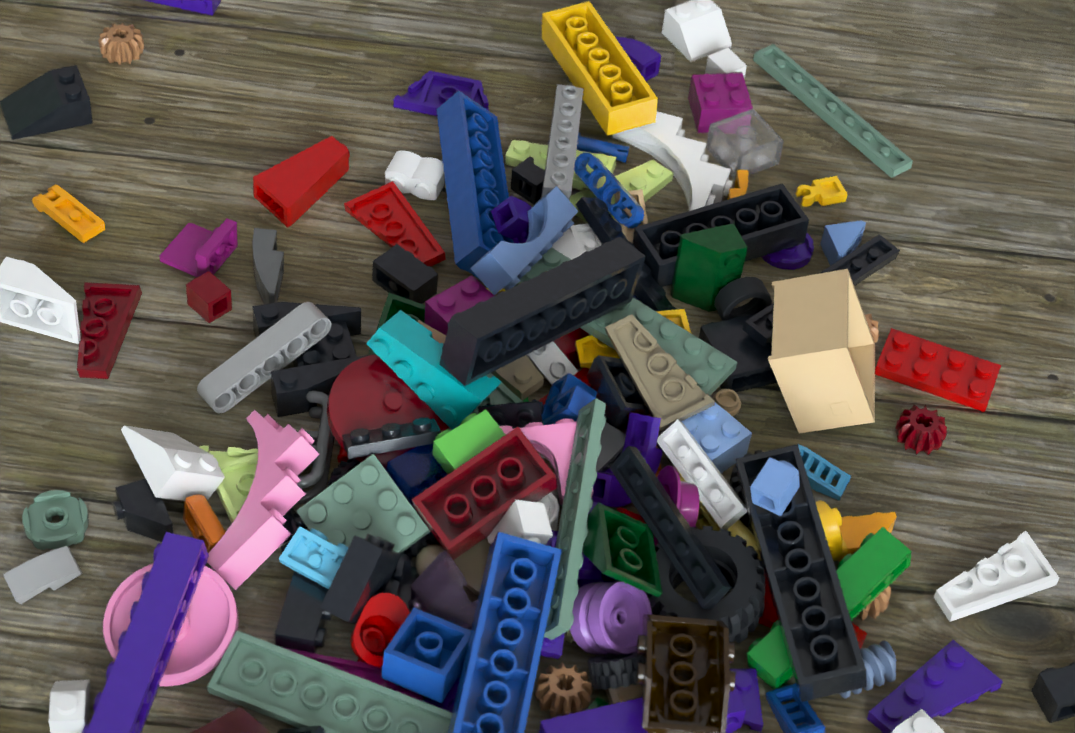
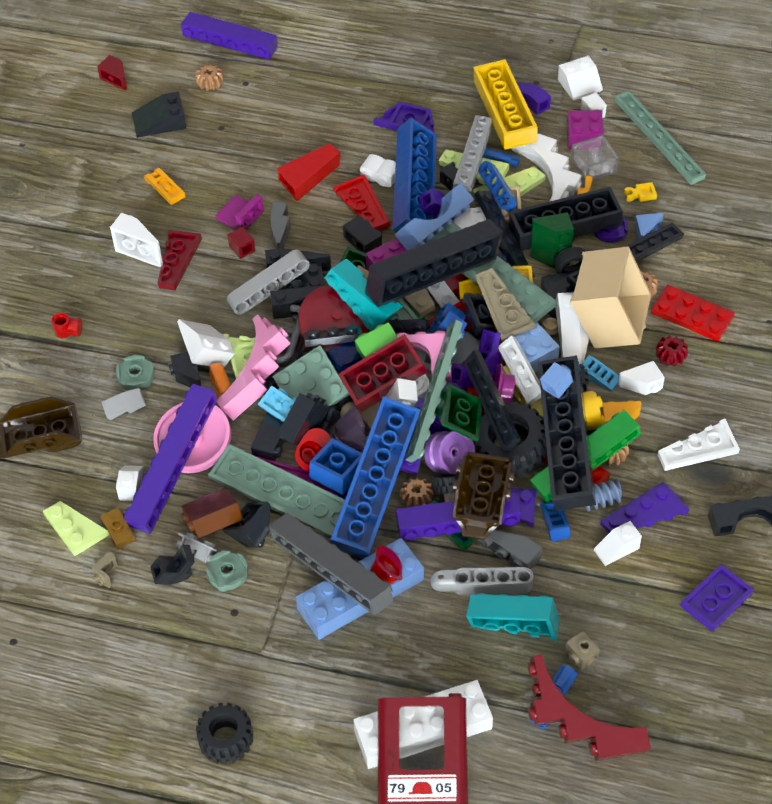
camera: 15 degrees right, 5 degrees up
(761, 400) = (571, 332): none -> white wedge
(886, 477) = (642, 379): none -> white slope

